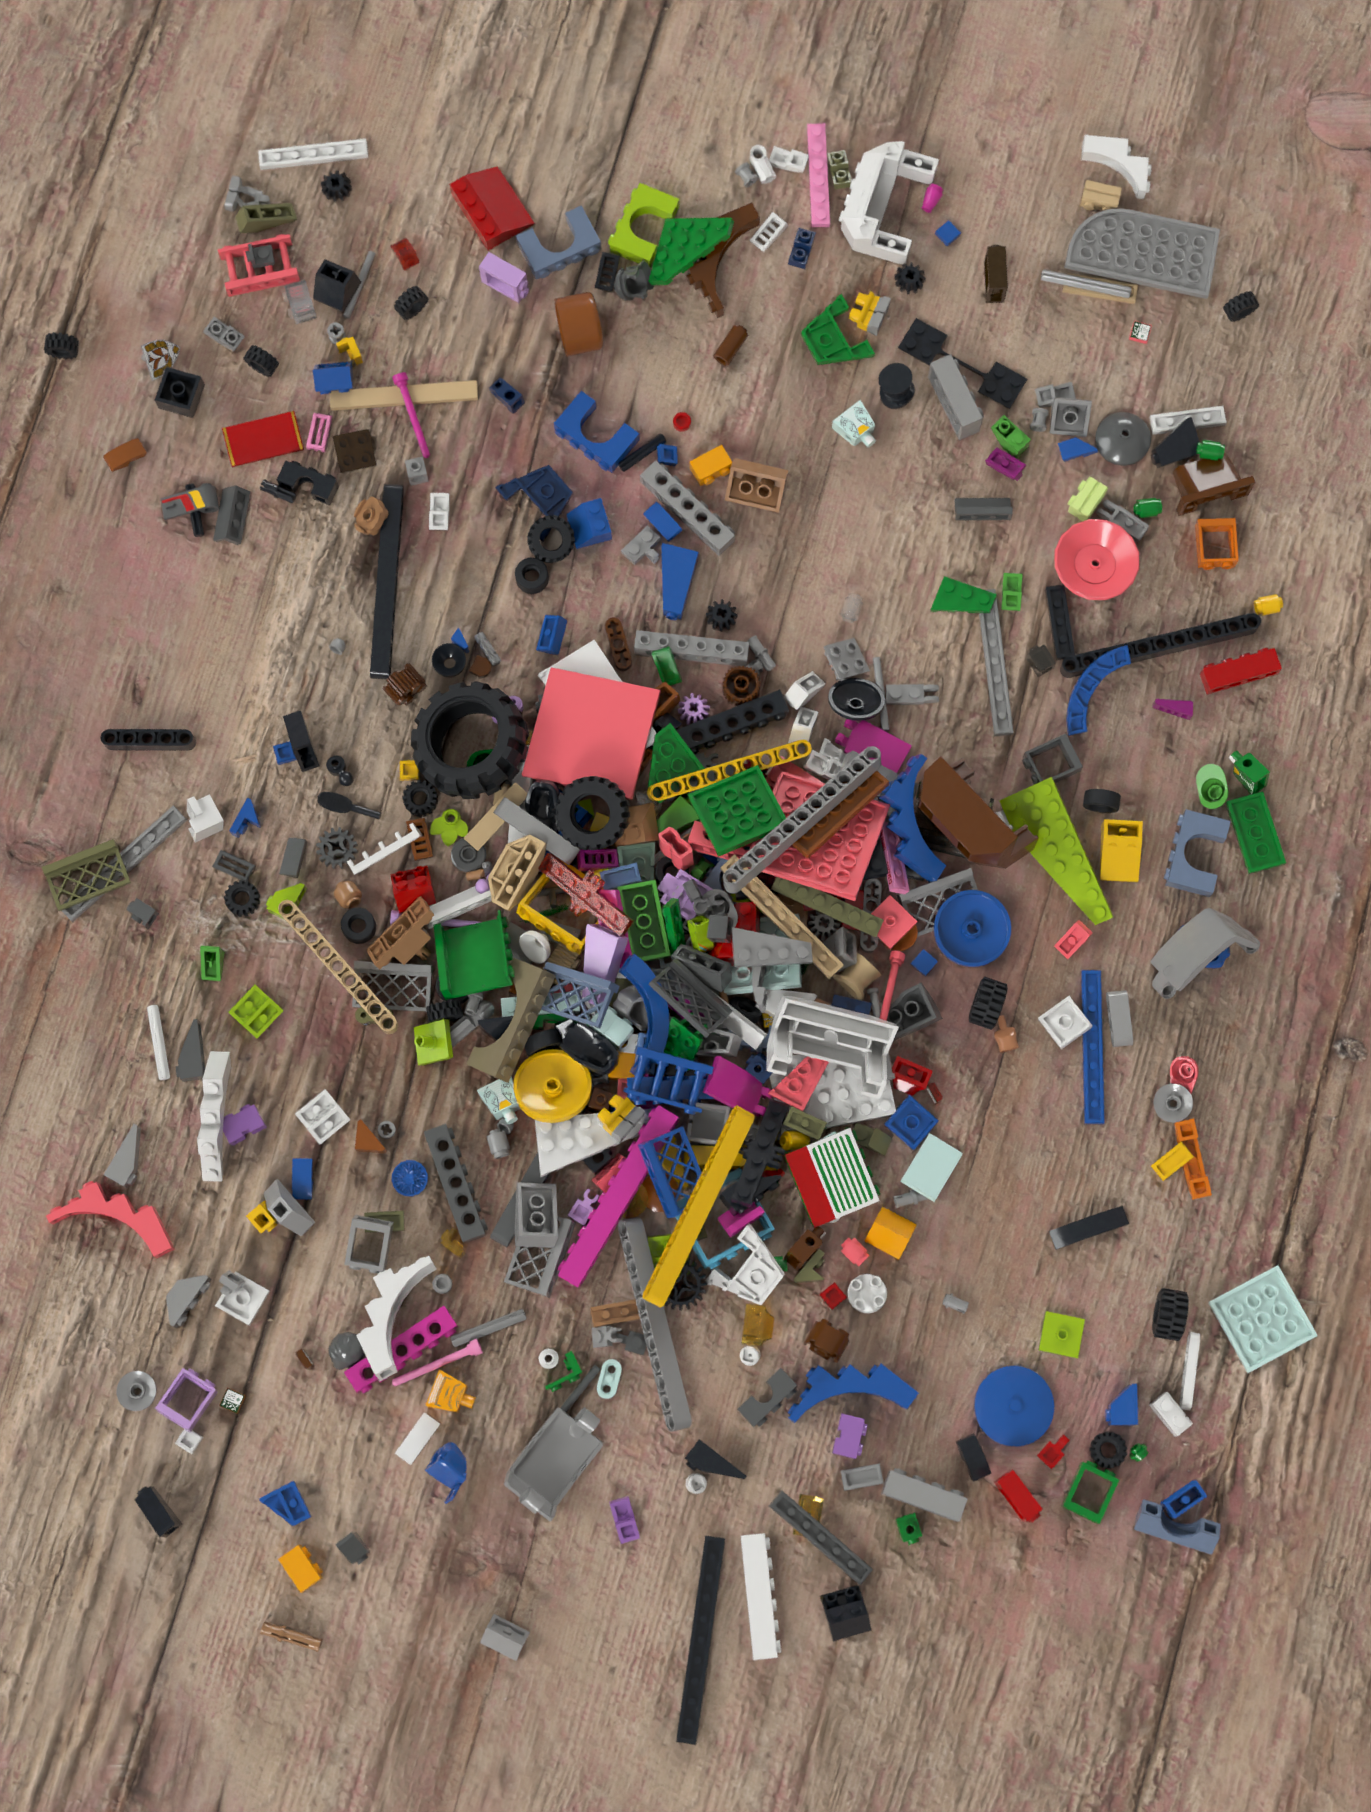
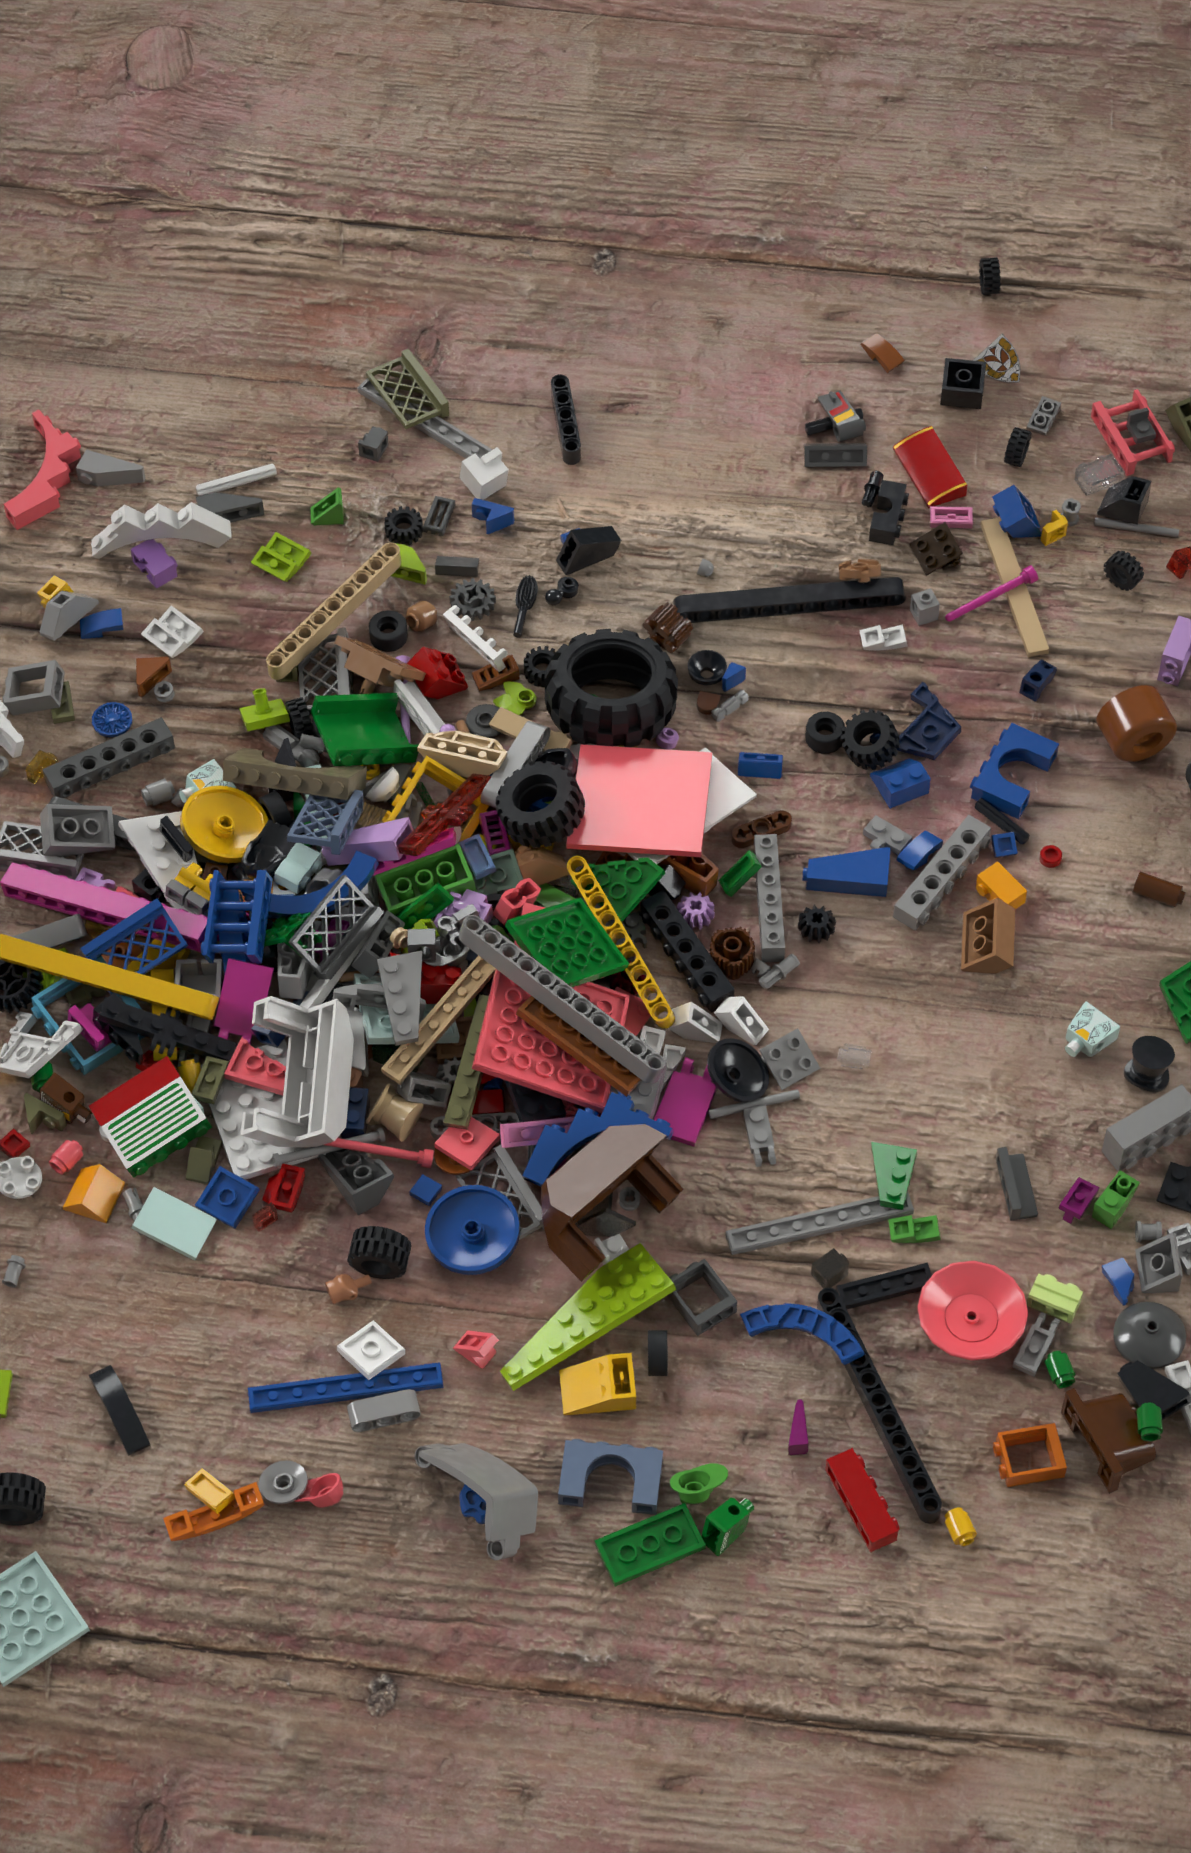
camera: 80 degrees right, 20 degrees down
(571, 1126) = (176, 839): none -> black tile
(706, 946) = (399, 938): none -> tan plate

